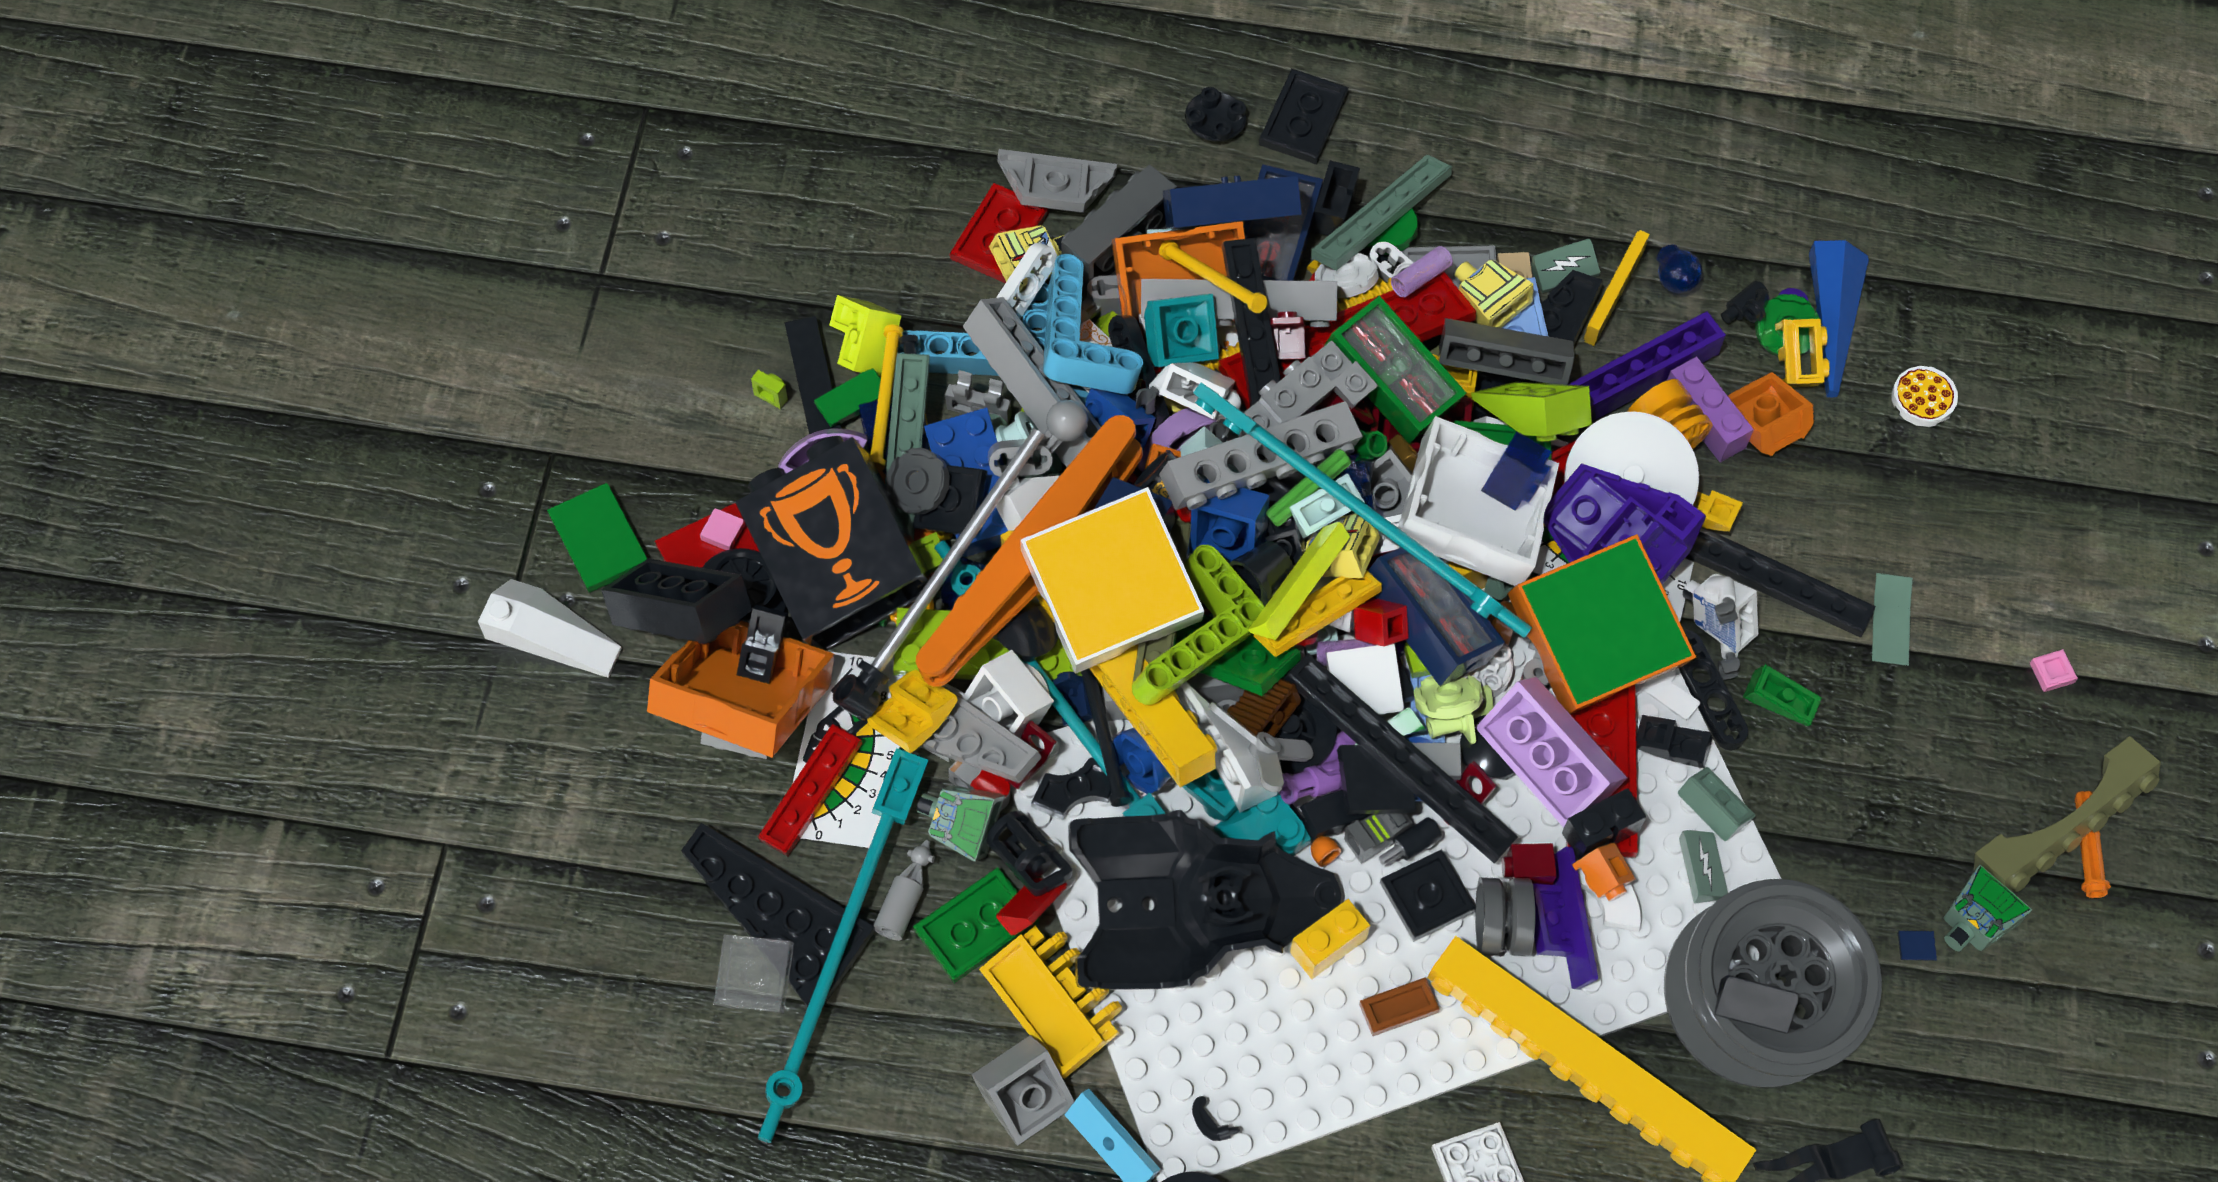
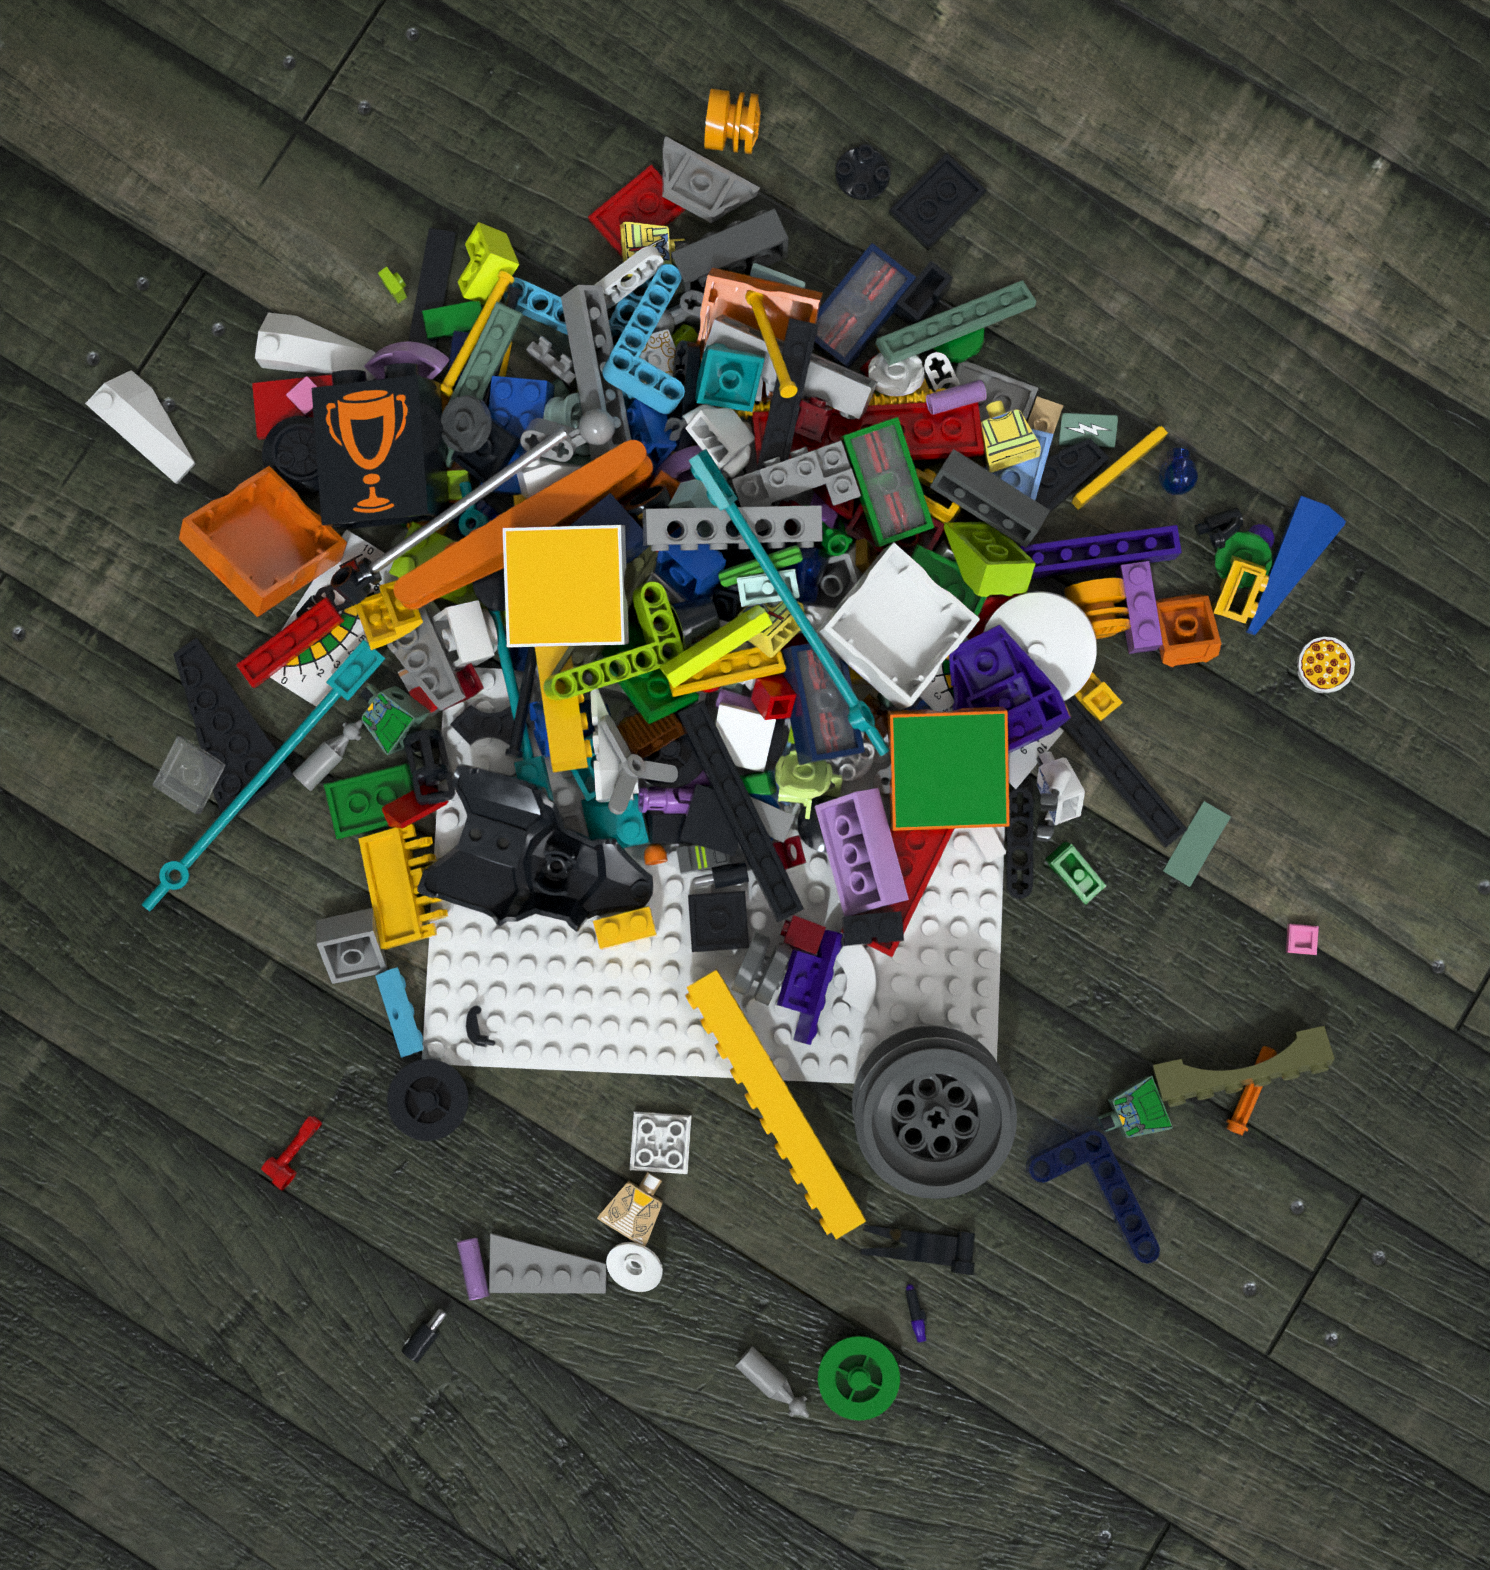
camera: 25 degrees right, 20 degrees up
(597, 537) = (210, 361): green tile -> none
(677, 600) = (238, 451): black brick -> none
(697, 487) = (301, 346): none -> white wedge
(762, 644) = (294, 512): black slope -> none
(1056, 111) = (731, 121): none -> light orange wheel
(1232, 201) = (821, 276): dark blue brick -> none
(1399, 1006) = (656, 999): dark orange tile -> none
(1517, 471) = (940, 616): clear blue brick -> none
(1605, 871) = (856, 965): orange brick -> none
(1674, 743) = (967, 877): black slope -> none
(1703, 865) = (940, 986): sand green slope -> none
(1715, 803) = (976, 940): sand green slope -> none
(1755, 1003) = (897, 1136): black slope -> none
(1917, 945) = (1075, 1112): dark blue piece -> none
(1993, 1008) = (1106, 1186): none -> clear blue beam

